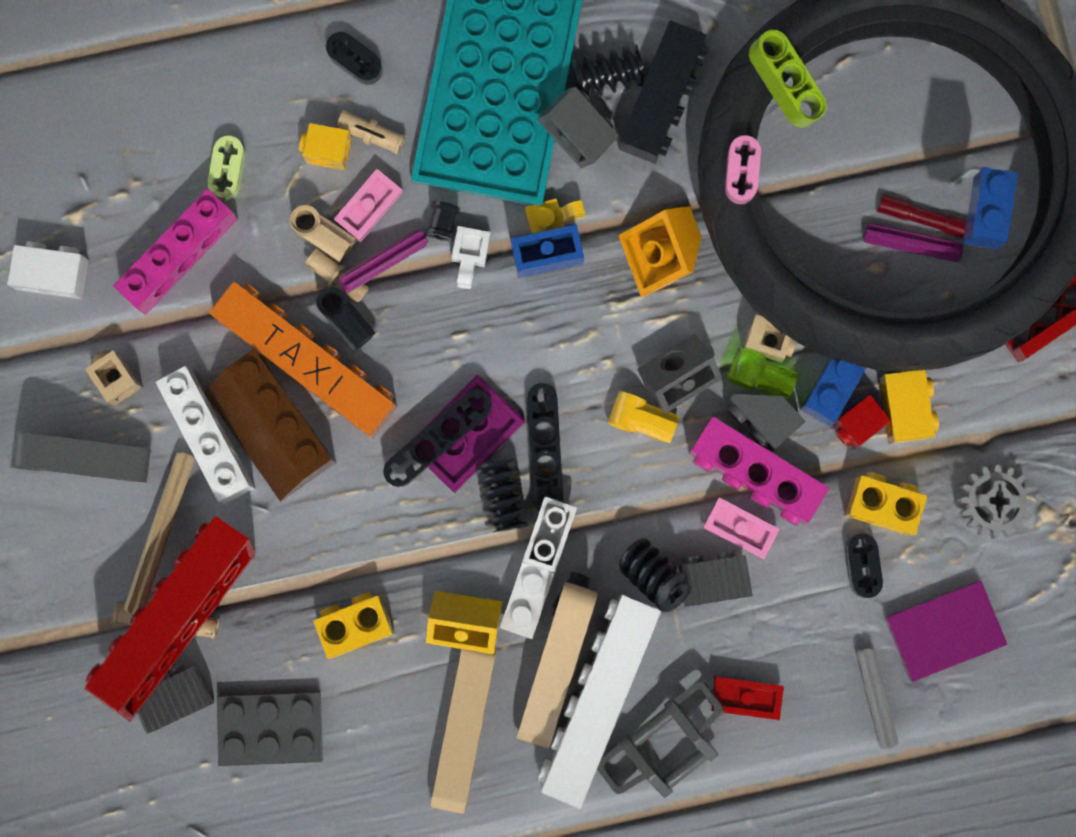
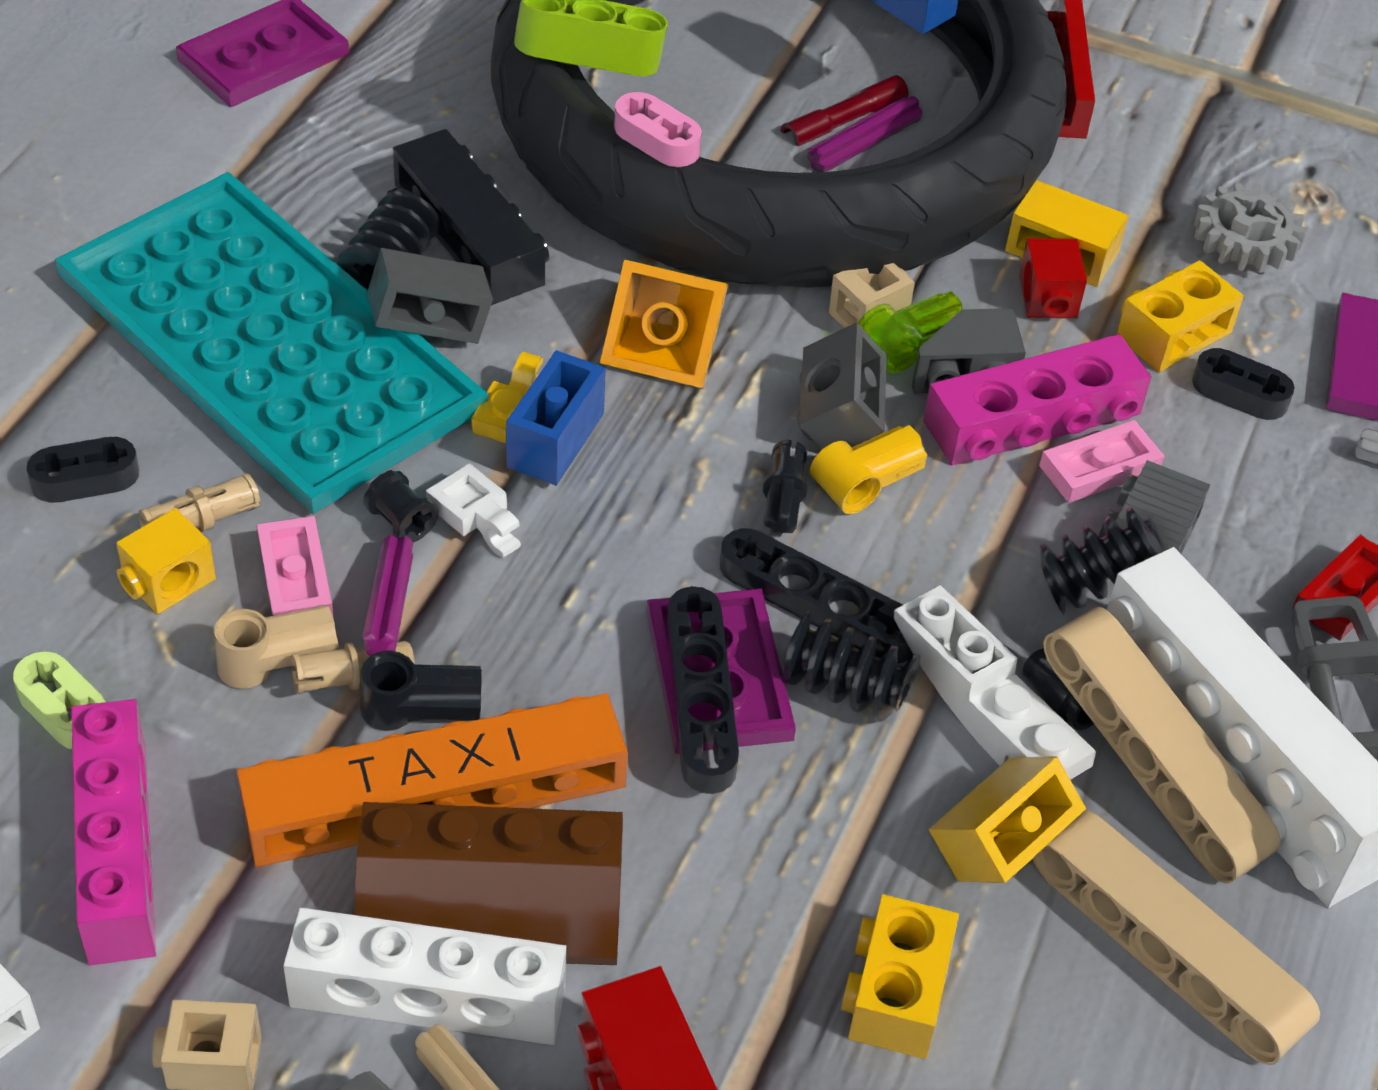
camera: 60 degrees left, 35 degrees down
(597, 388) = (785, 488): none -> black axle
(832, 391) = (989, 271): blue brick -> none

